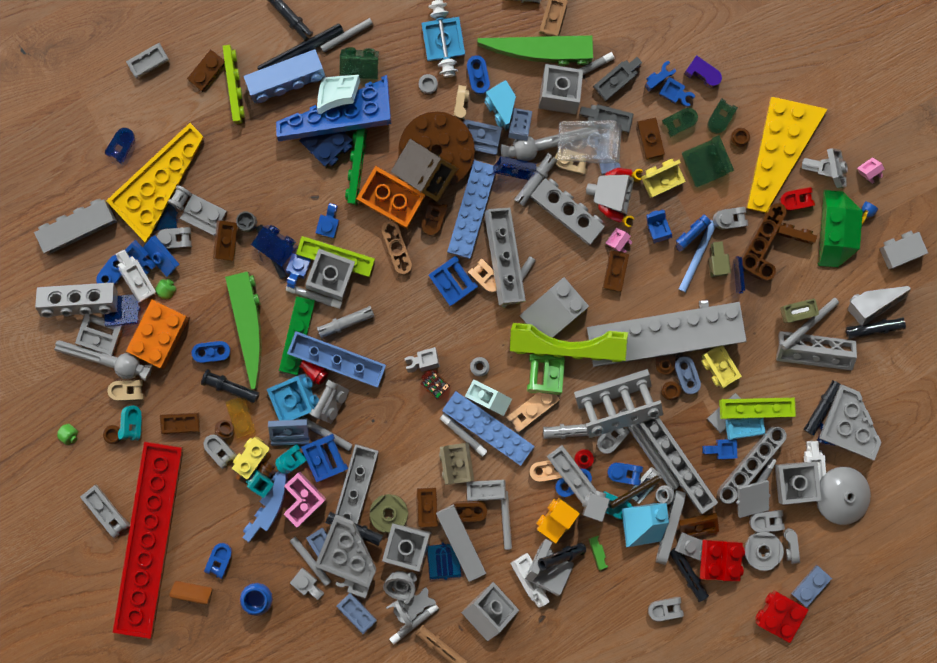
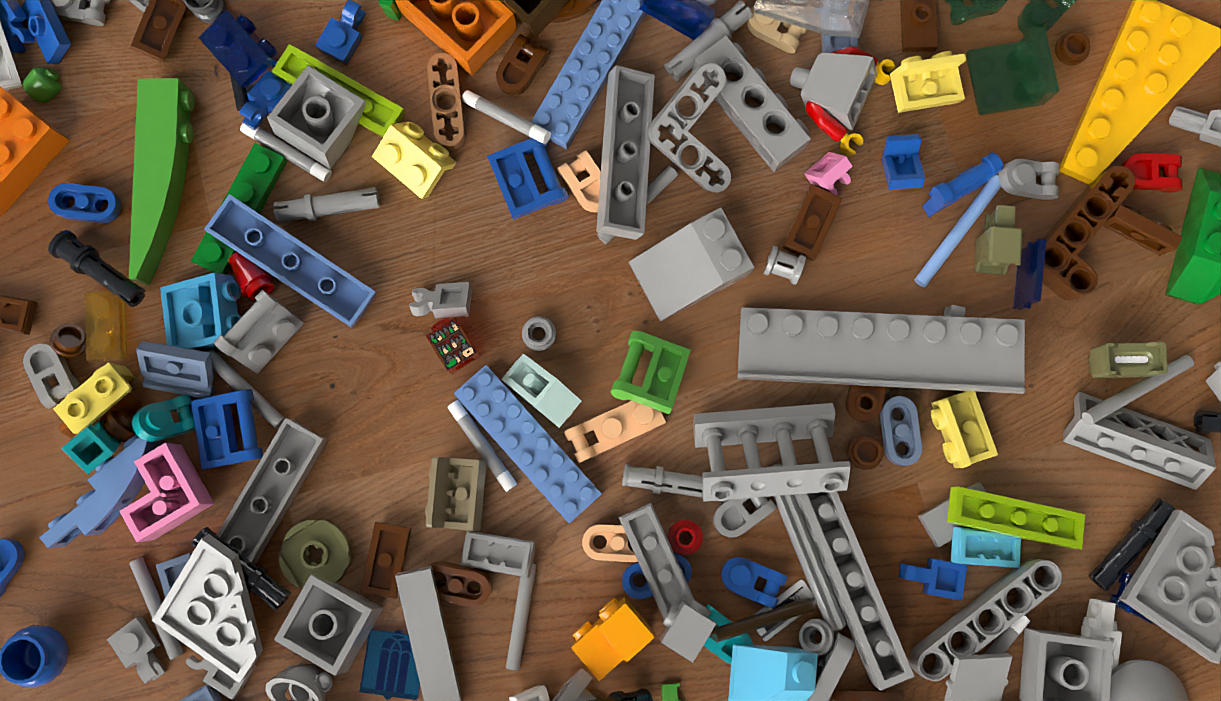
camera: 15 degrees right, 5 degrees down
(387, 284) = (413, 157): none -> light yellow bracket
(433, 250) = (506, 117): none -> light grey bar
(528, 339) = (636, 304): lime arch -> none
(531, 235) = (681, 124): none -> light grey beam
(610, 298) = (796, 264): none -> light grey bush

